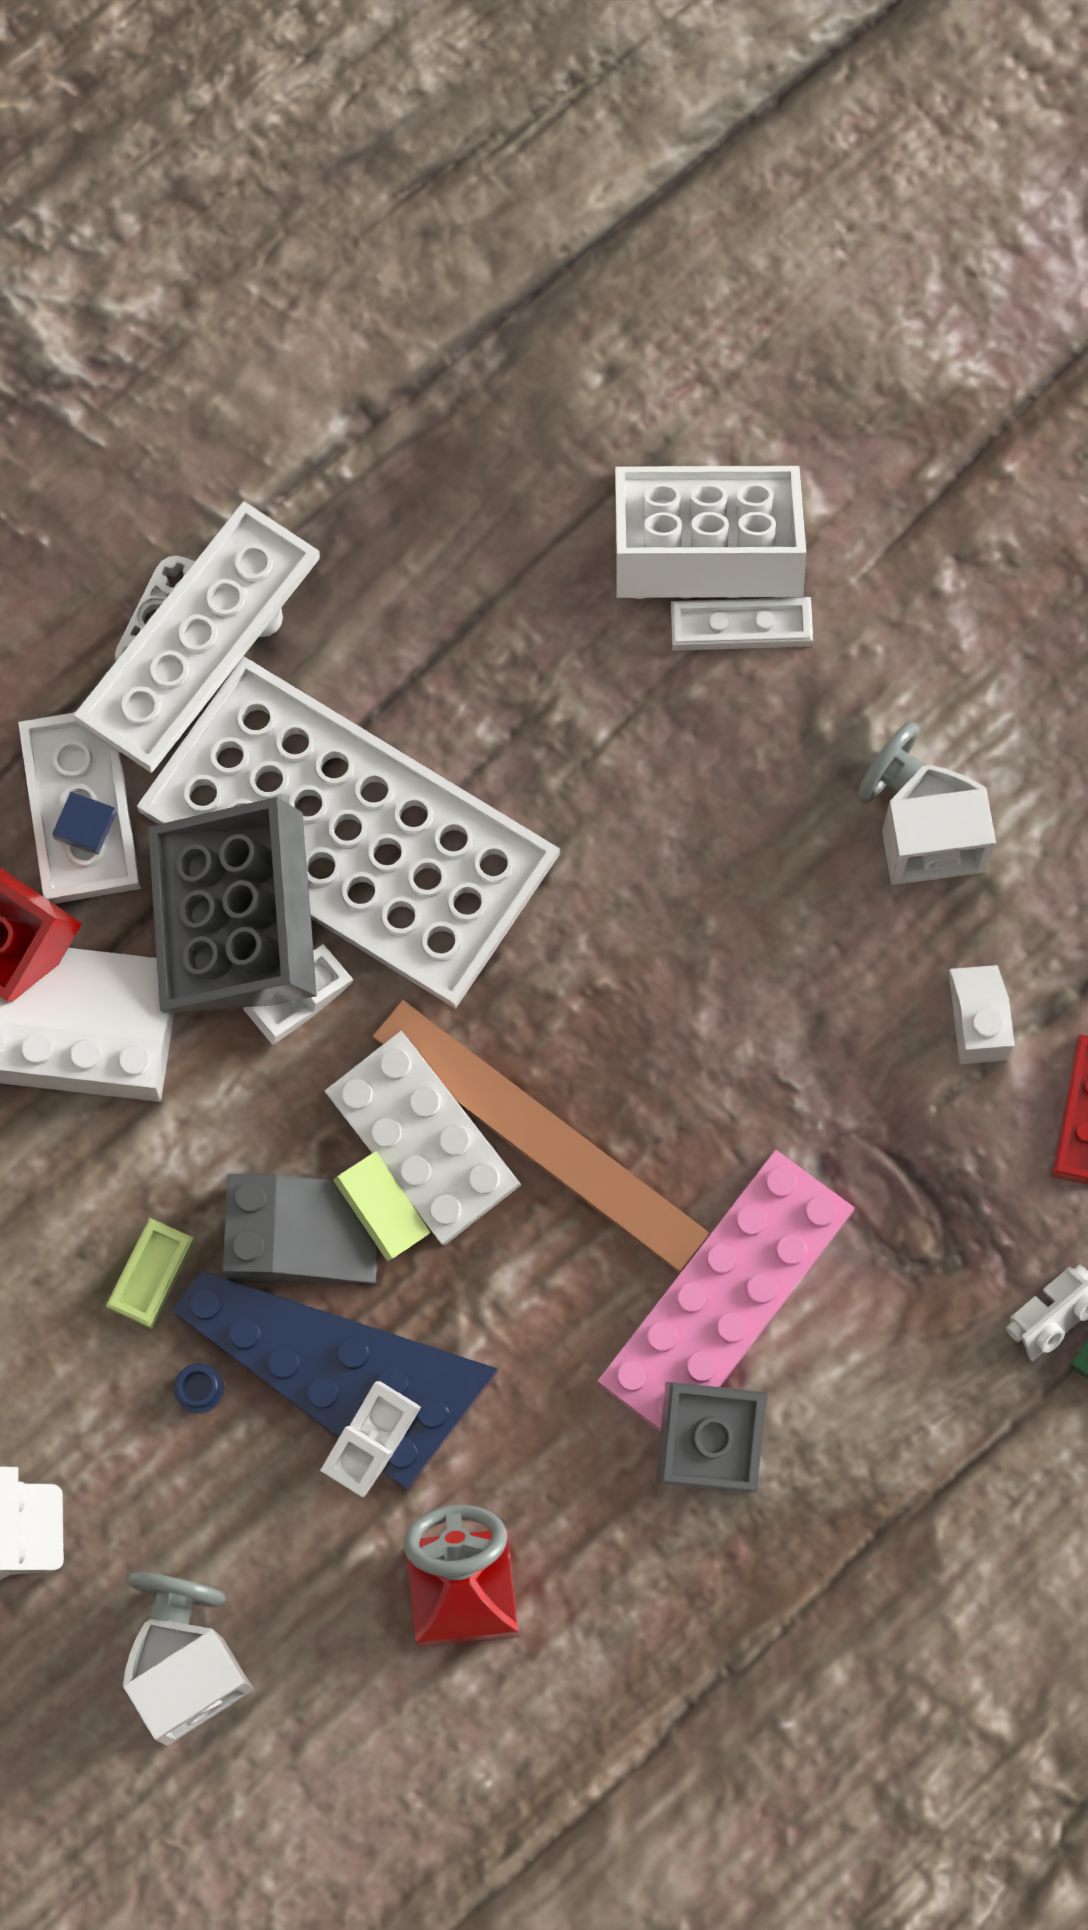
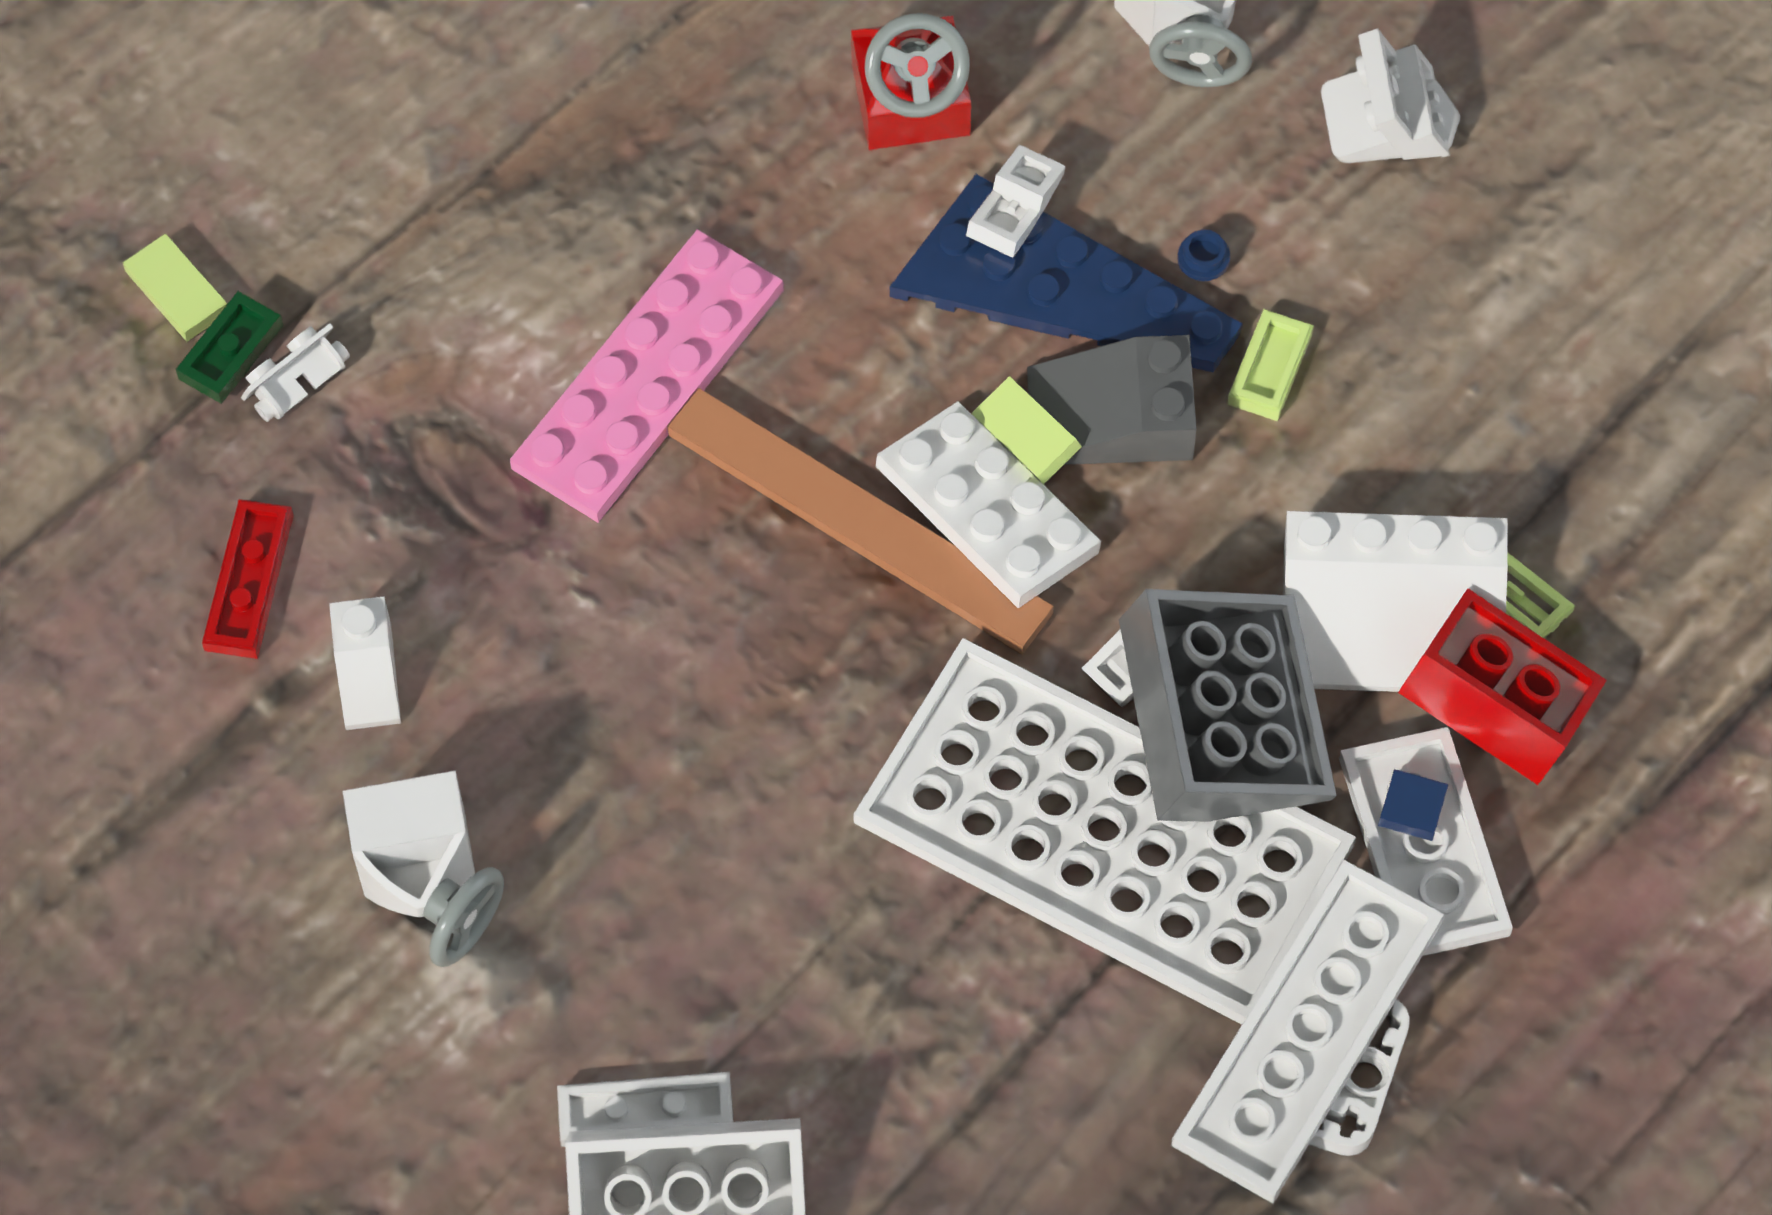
camera: 175 degrees right, 10 degrees down
(711, 1437) = (661, 229): dark grey tile -> none

